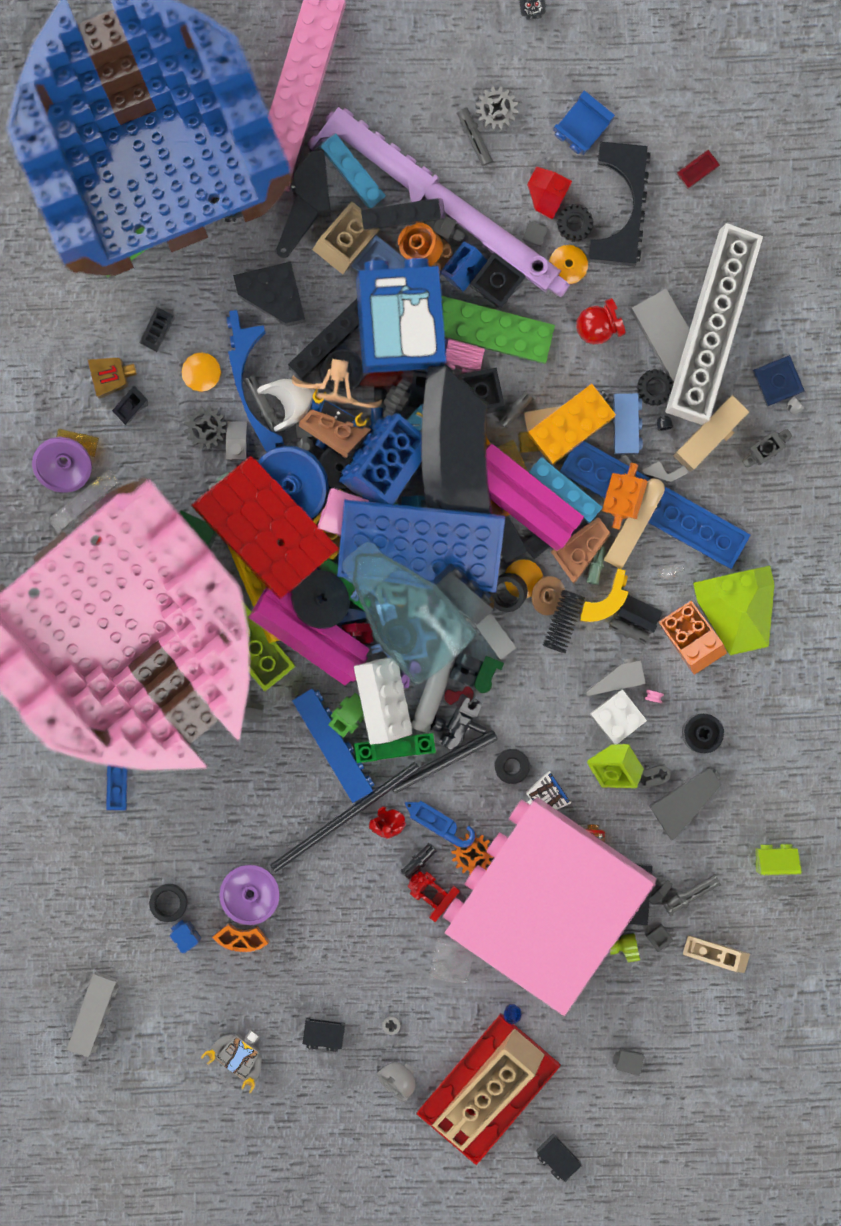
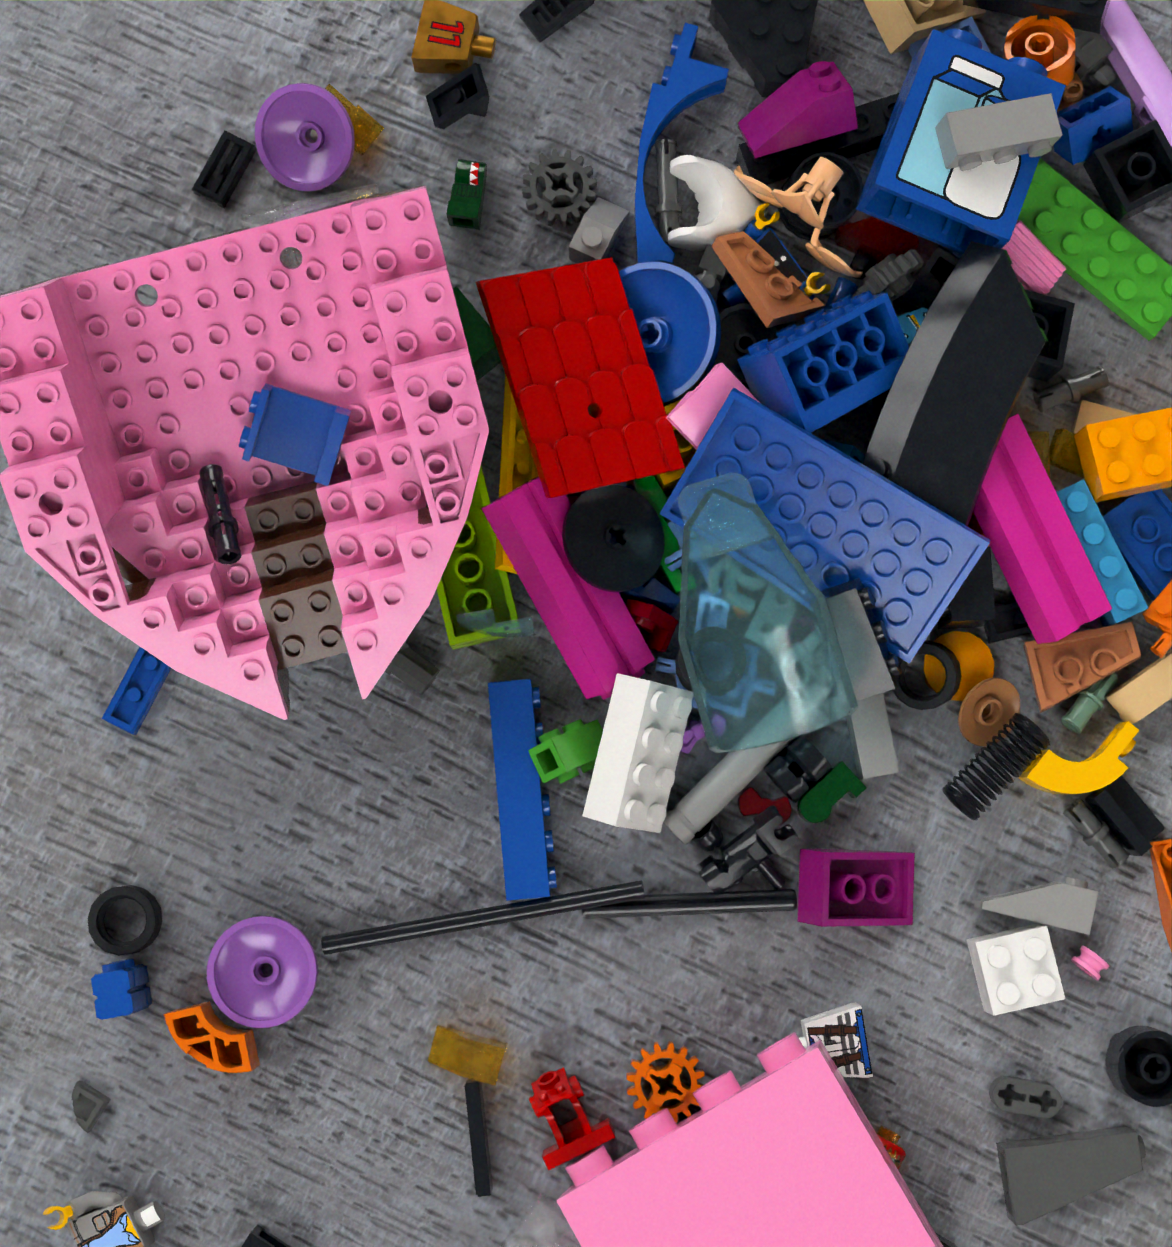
camera: 25 degrees right, 5 degrees down
(26, 498) = (236, 174): none -> black tile
(135, 697) = (226, 544): none -> black pin
(138, 623) = (295, 432): none -> blue panel
(159, 452) = (467, 194): none -> dark green leg
(194, 1000) = (88, 1105): none -> dark grey tile
(201, 372) = (594, 102): light orange dish -> none
(277, 671) = (485, 623): none -> clear light blue slope
(310, 335) = (802, 110): none -> magenta slope
(369, 886) = (467, 1054): none -> clear yellow slope
(388, 823) = (549, 962): red hair -> none
(394, 924) = (478, 1138): none -> black tile
(400, 747) = (622, 844): green slope -> none
(415, 311) = (998, 132): none -> light grey brick
(418, 860) = (570, 1050): black pin -> none
(438, 823) = (632, 1003): blue plate -> none
(500, 766) = (820, 971): black tyre -> none
(522, 714) = (855, 887): none -> magenta slope
(616, 767) = (977, 1053): lime slope -> none

